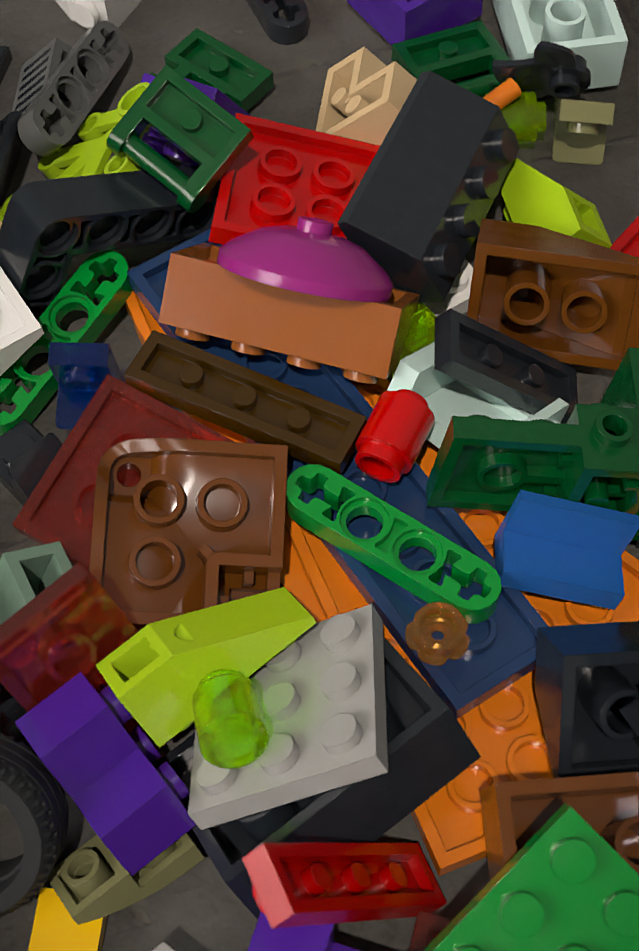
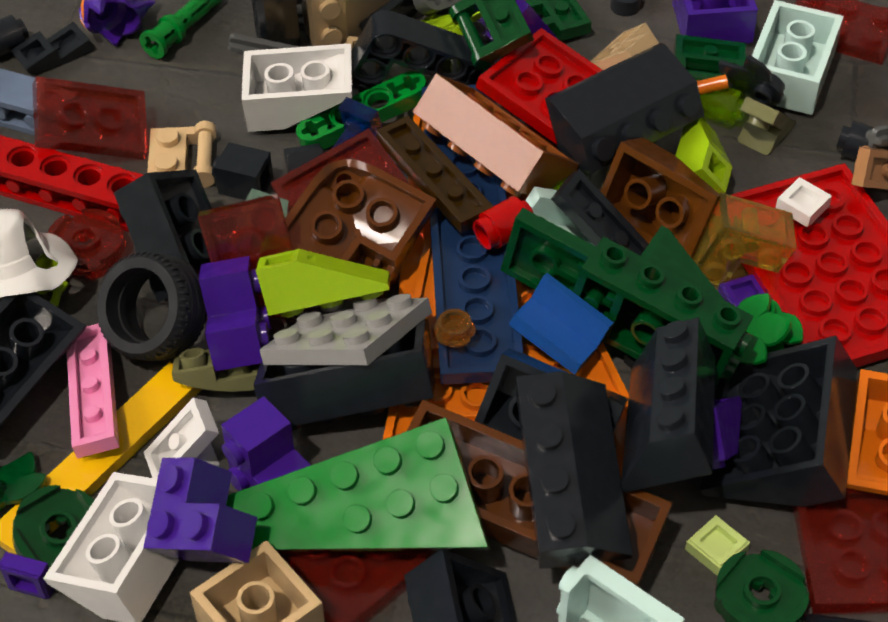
camera: 30 degrees right, 10 degrees down
(229, 719) = (306, 308): clear neon green brick -> none
(307, 261) = (513, 109): magenta dish -> none
(341, 882) = (306, 404): red plate -> none
(397, 534) = (468, 274): green beam -> none

